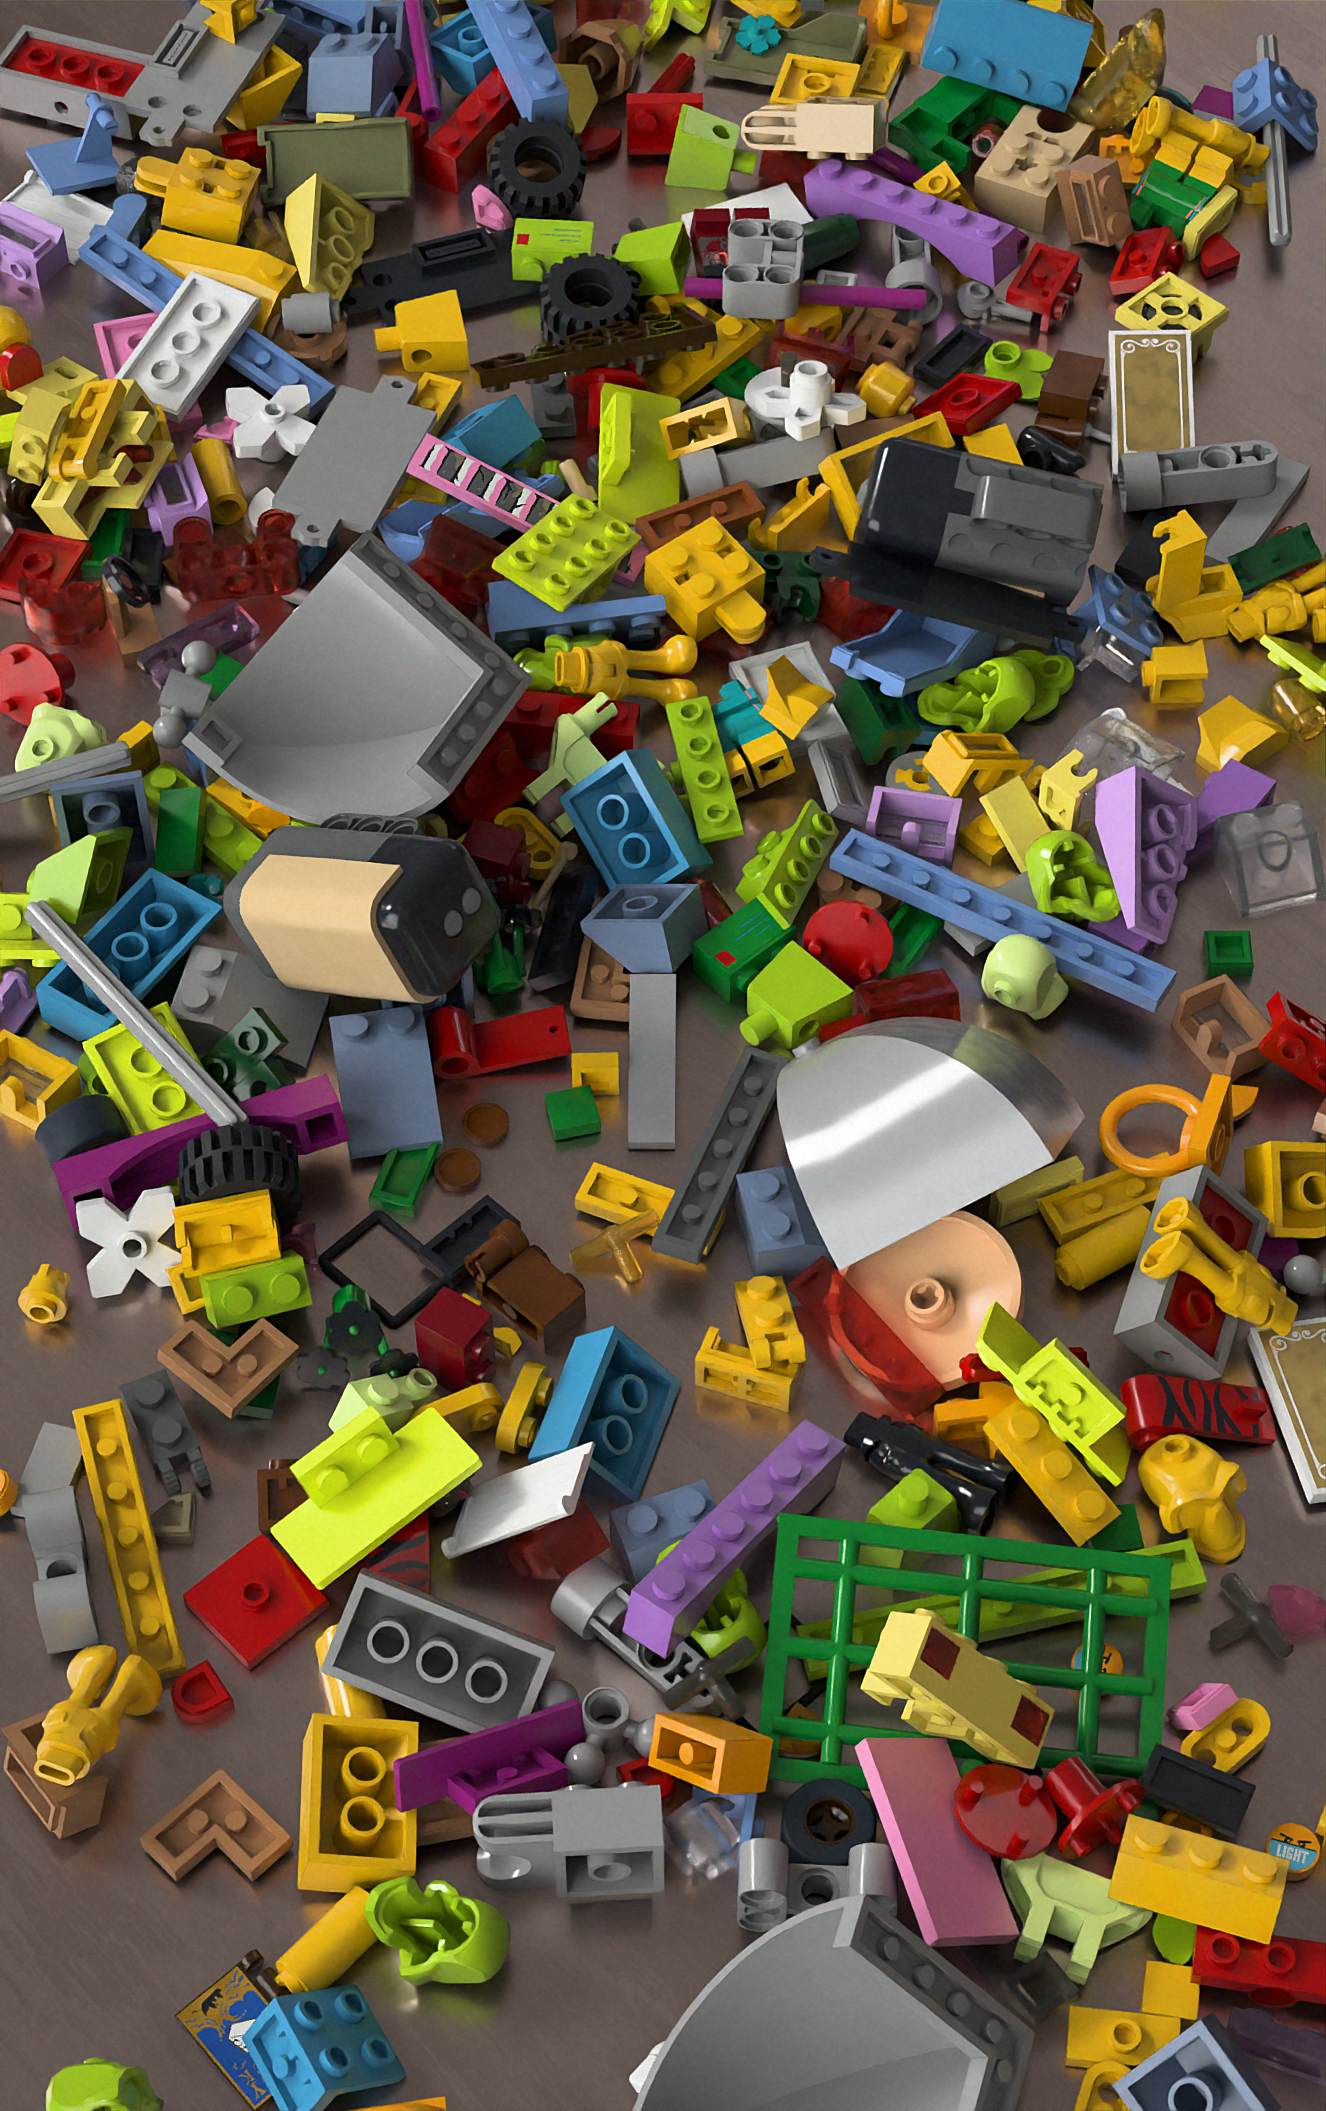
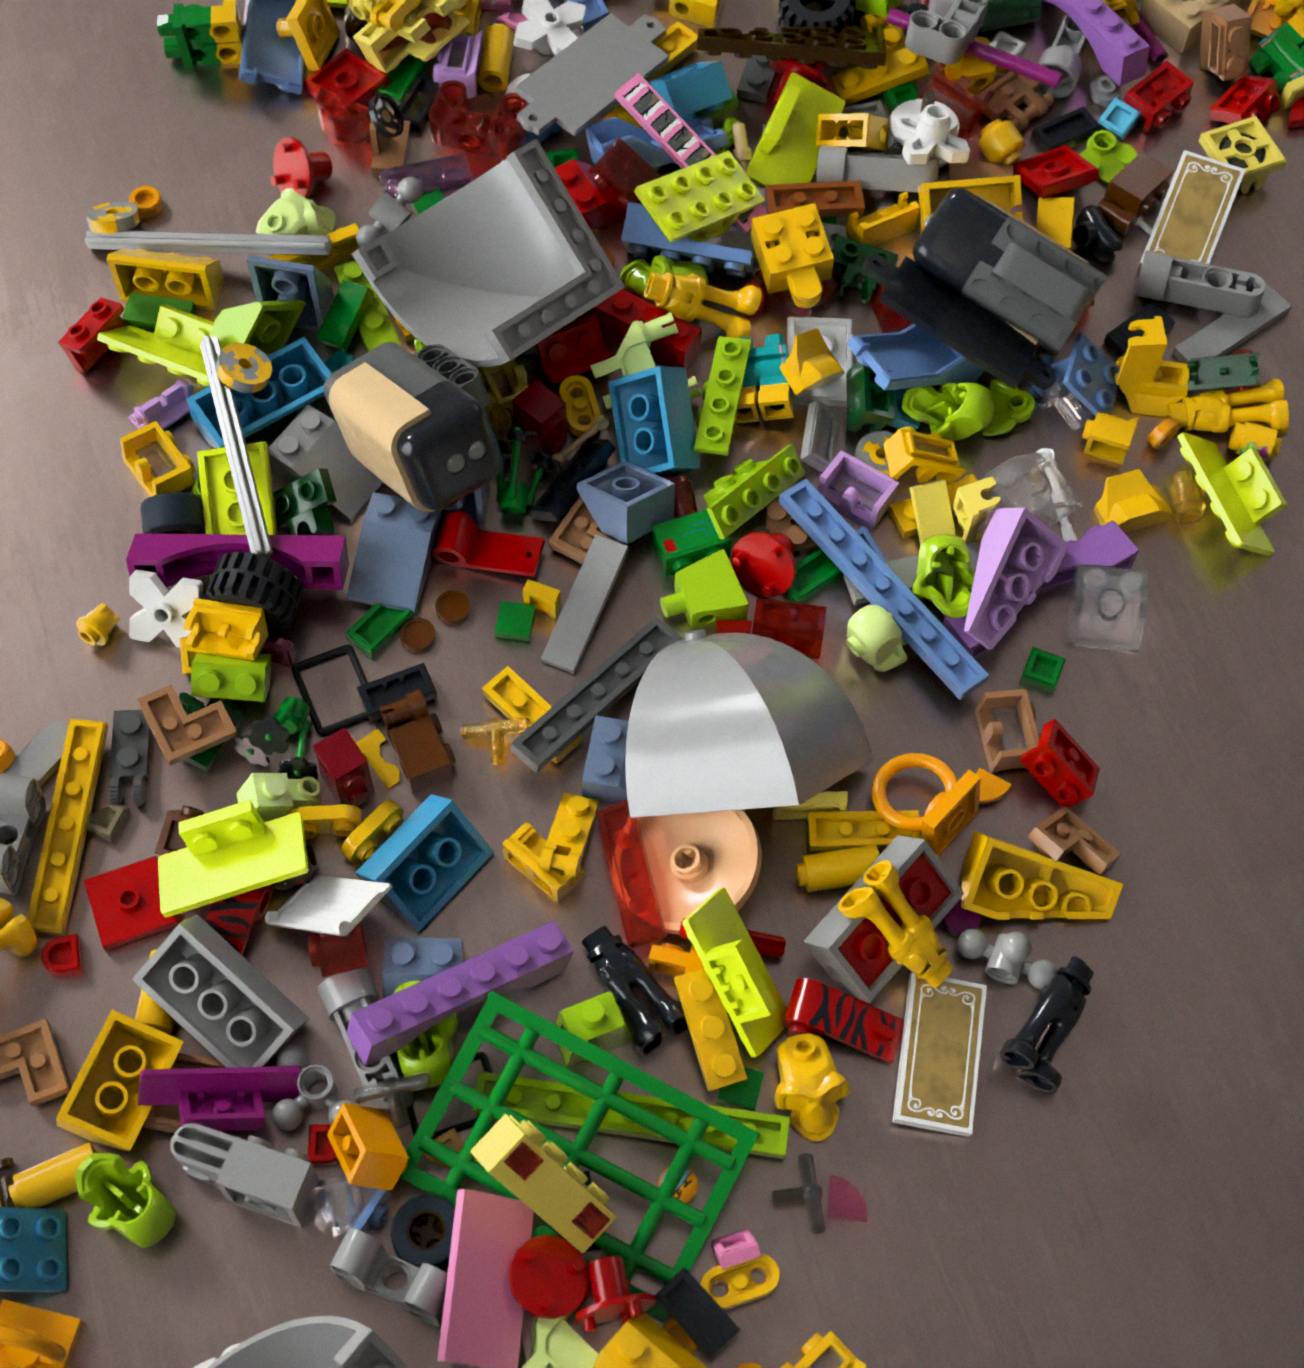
camera: 20 degrees right, 10 degrees up
(98, 923) = (243, 367): none -> yellow piece
(1009, 323) = (1119, 119): none -> medium azure tile
(1236, 649) = (1163, 433): none -> light orange tile

